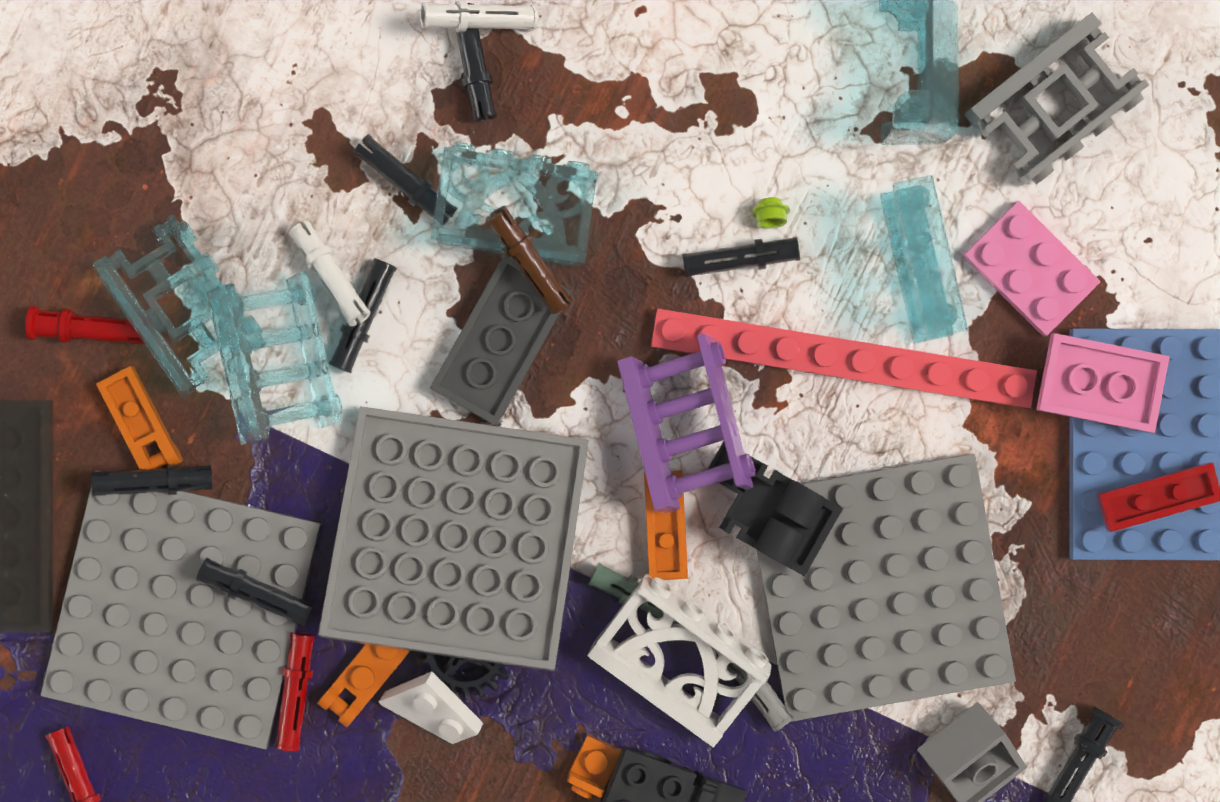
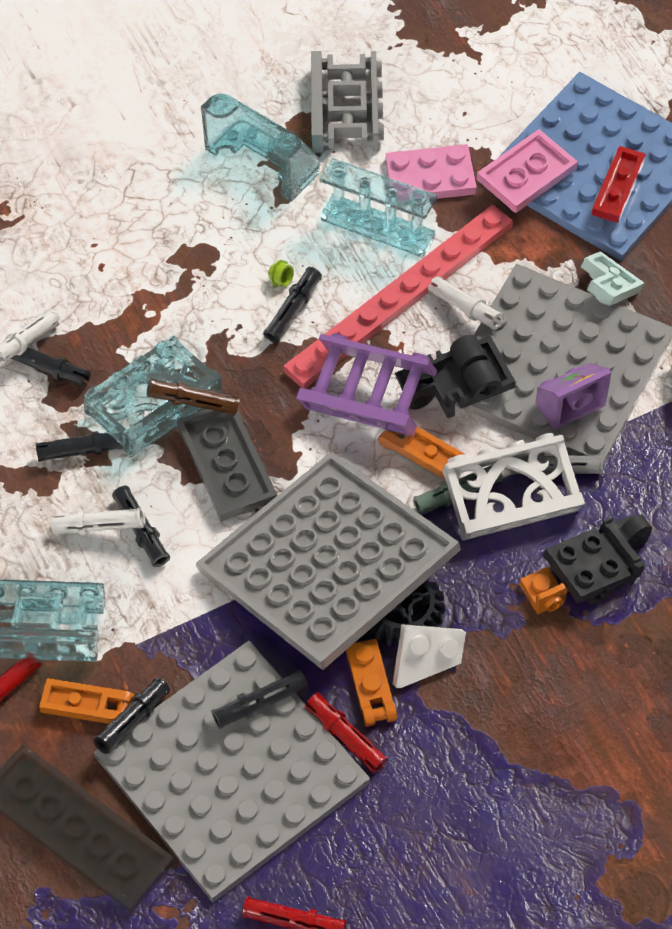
camera: 50 degrees left, 30 degrees down
(246, 383) = (115, 599): clear light blue fence -> none
(835, 647) = (573, 394): none -> medium lavender slope
(875, 456) = (473, 307): none -> white pin
(1031, 579) = (611, 280): none -> light aqua plate

